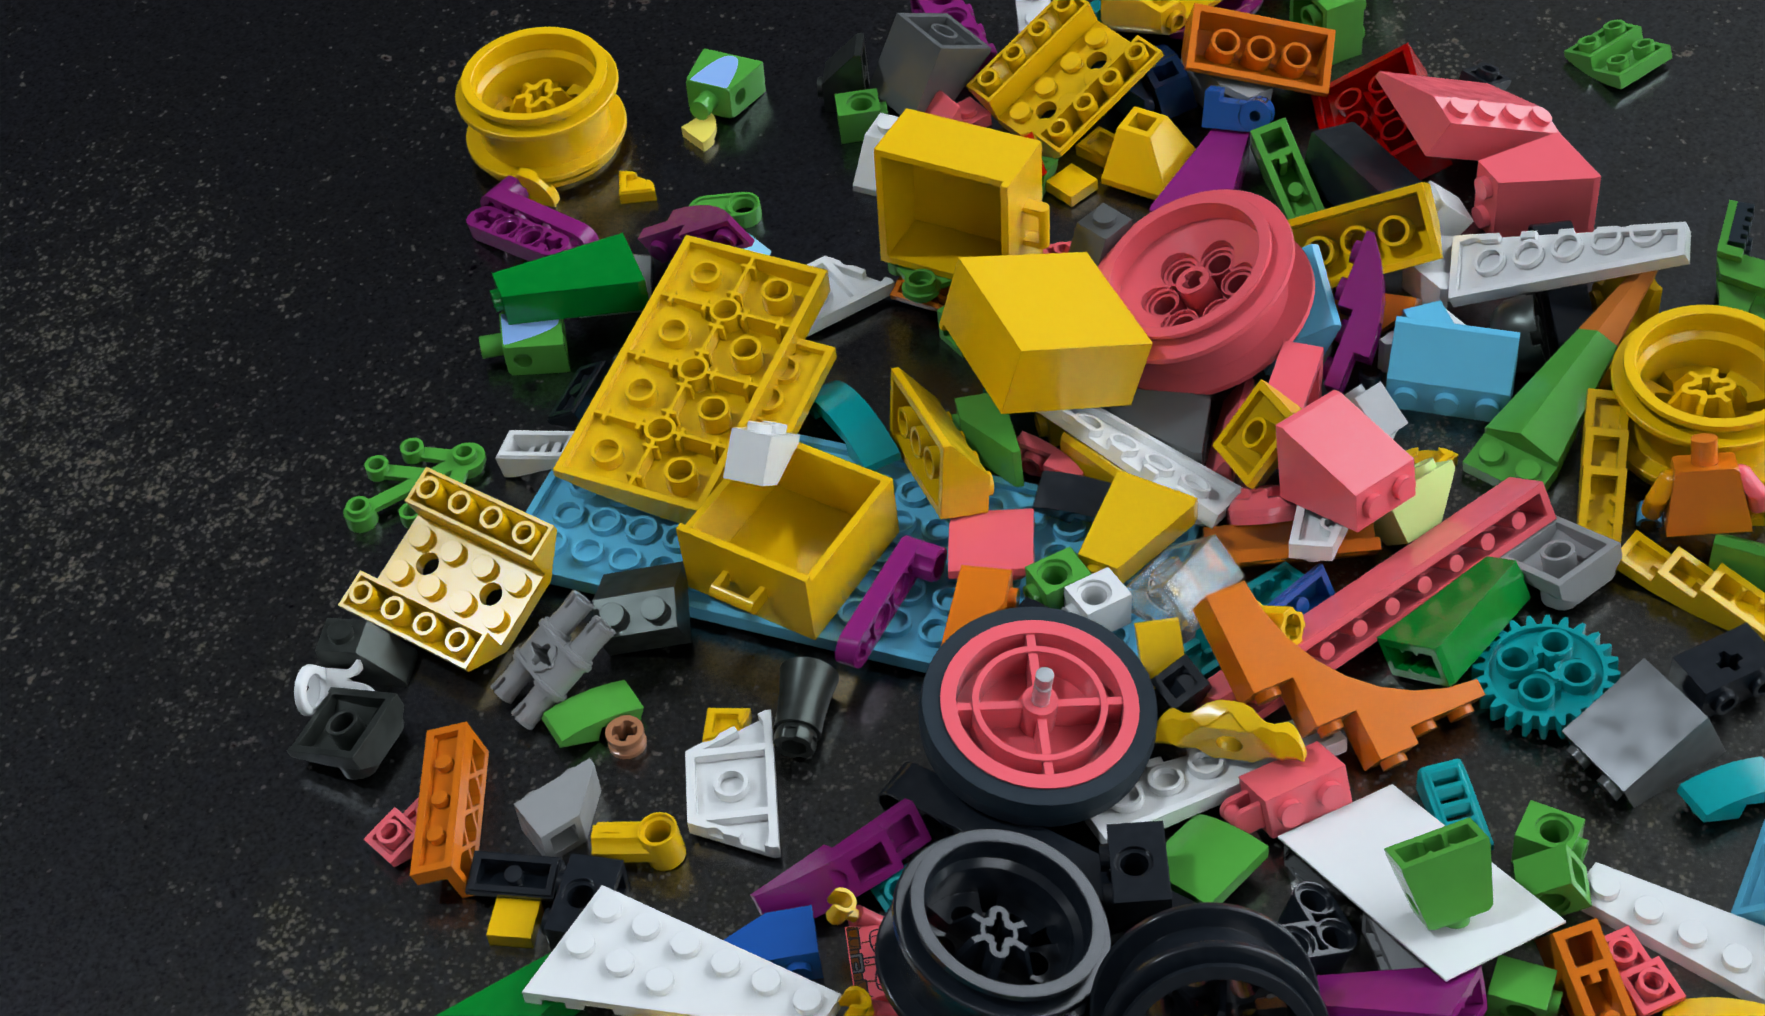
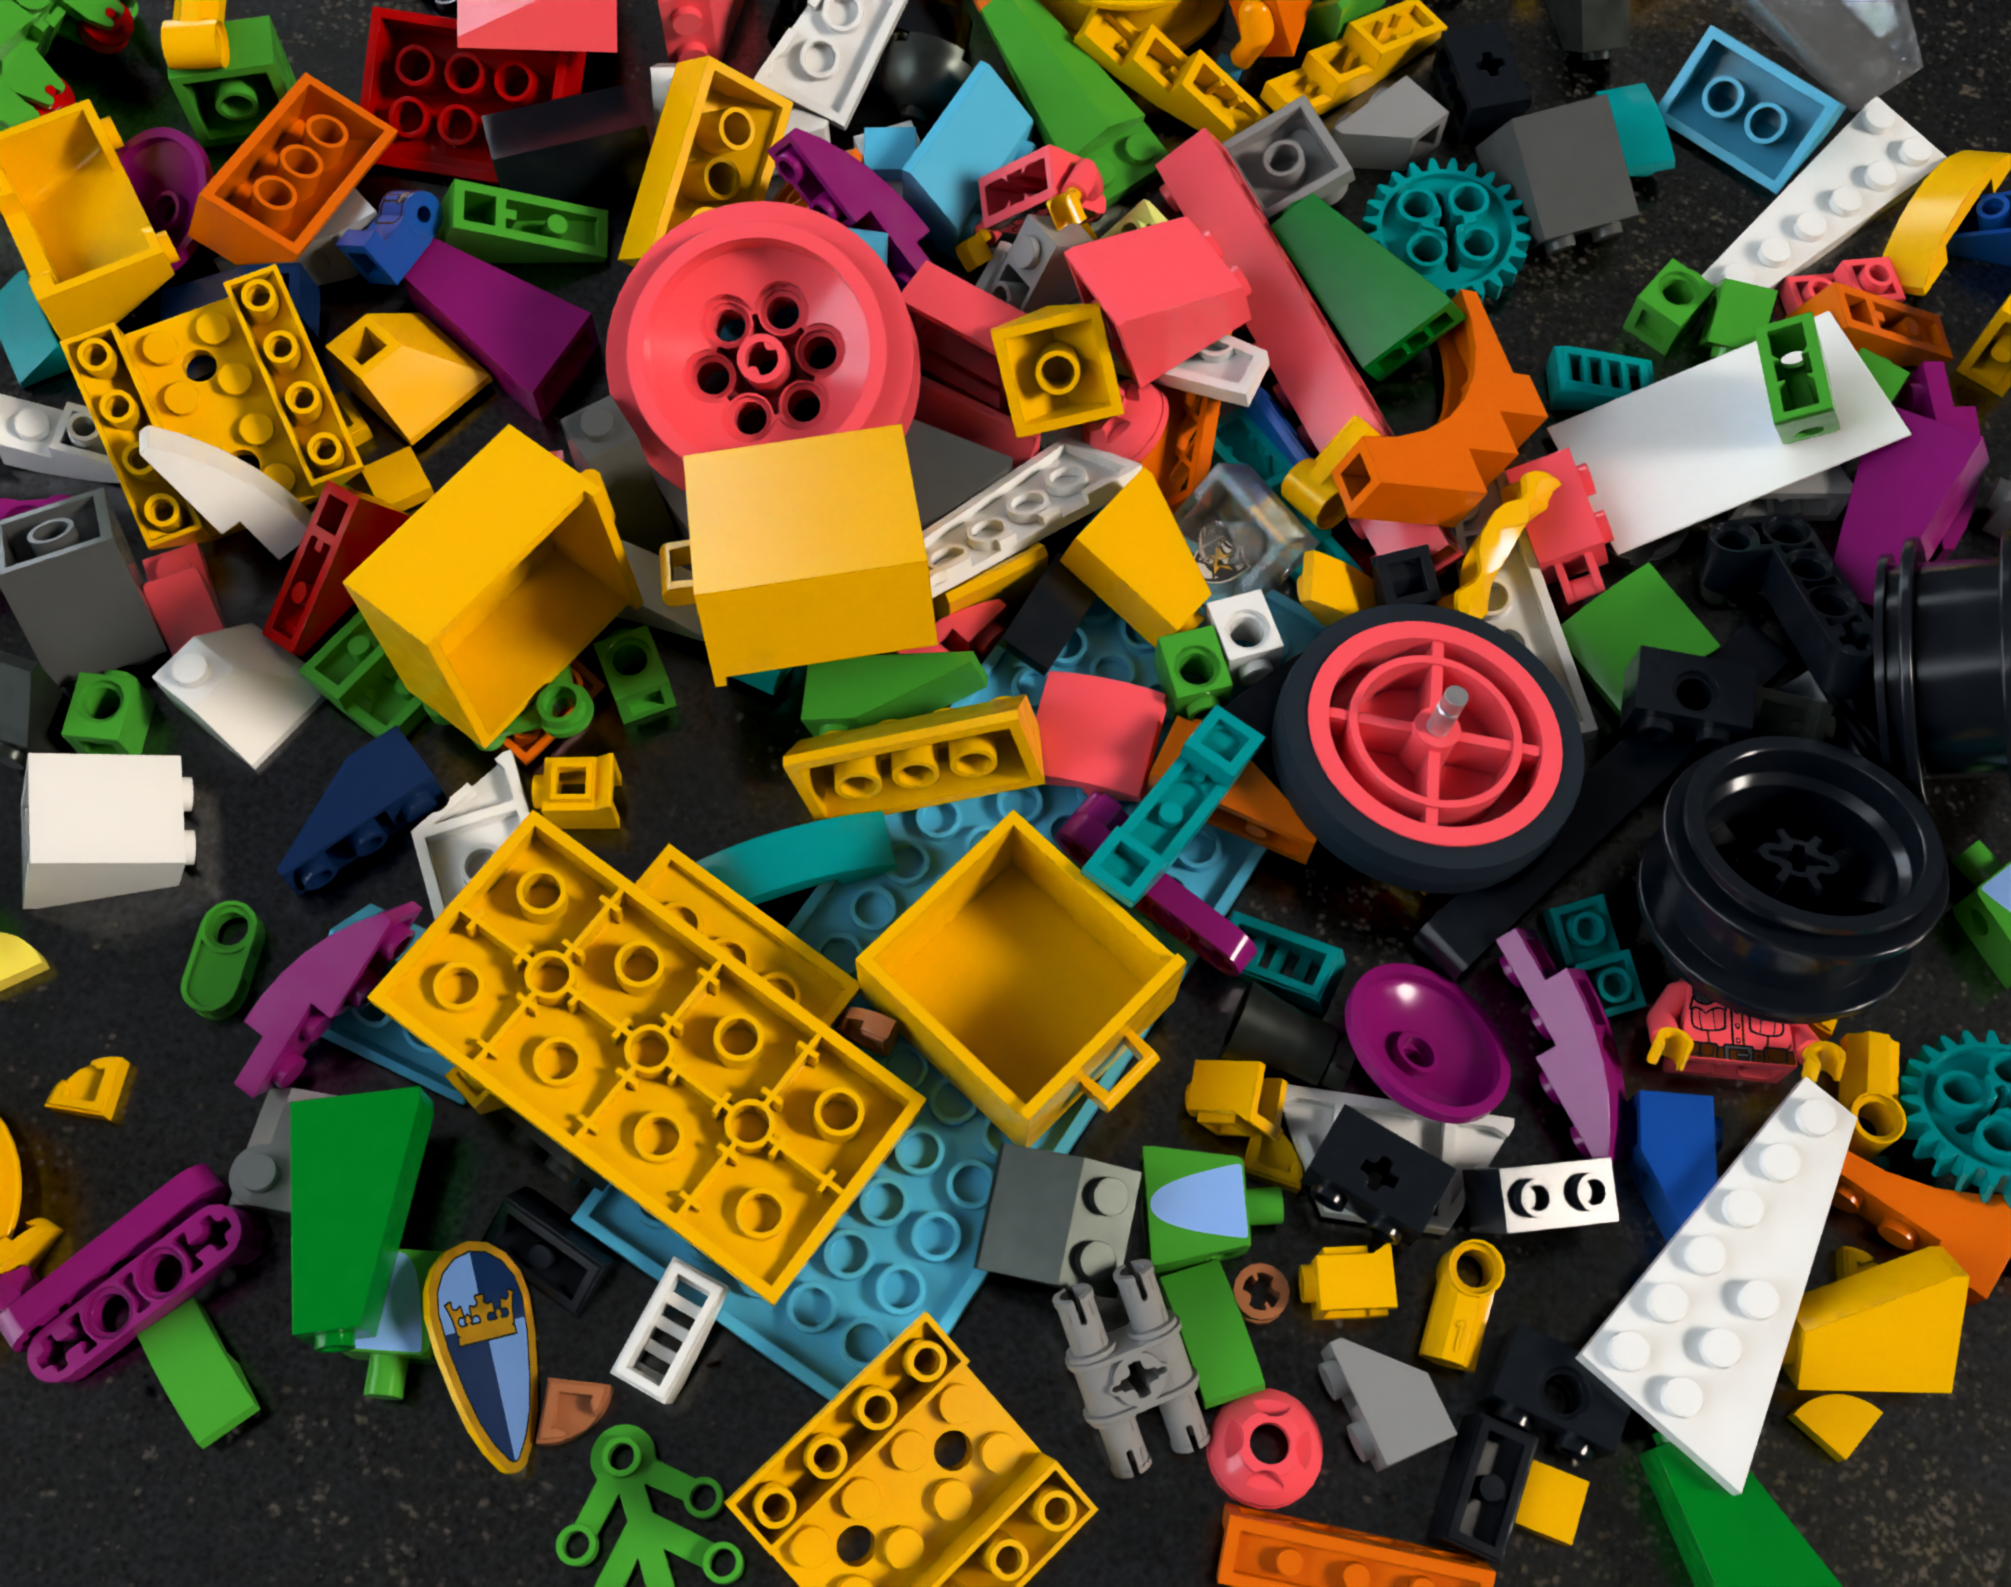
camera: 85 degrees left, 20 degrees up
(475, 278) = (198, 1372): none -> bright green slope
(490, 430) = (571, 1409): none -> nougat tile
(514, 375) = (486, 1348): none -> shield
(522, 774) = (1241, 1473): none -> coral piece
(640, 778) = (1349, 1283): none -> yellow window
(672, 684) = (1199, 1207): none -> bright green torso
(707, 759) = (1410, 1180): none -> black brick
(717, 859) = (1540, 1195): none -> brick
(750, 684) = (1235, 1098): none -> yellow window
(759, 453) = (937, 966): white slope -> none
(785, 129) = (102, 826): none -> white slope
(831, 231) = (364, 804): none -> dark blue slope
(831, 757) = (1427, 1043): none -> magenta dish
(865, 707) = (1311, 952): none -> teal slope
(876, 313) = (578, 811): none -> yellow window
(922, 573) = (1175, 808): none -> teal slope
(1013, 88) = (226, 489): none -> white slope
(1431, 412) = (1037, 184): none -> coral torso
(1637, 620) = (1392, 128): none -> light grey slope

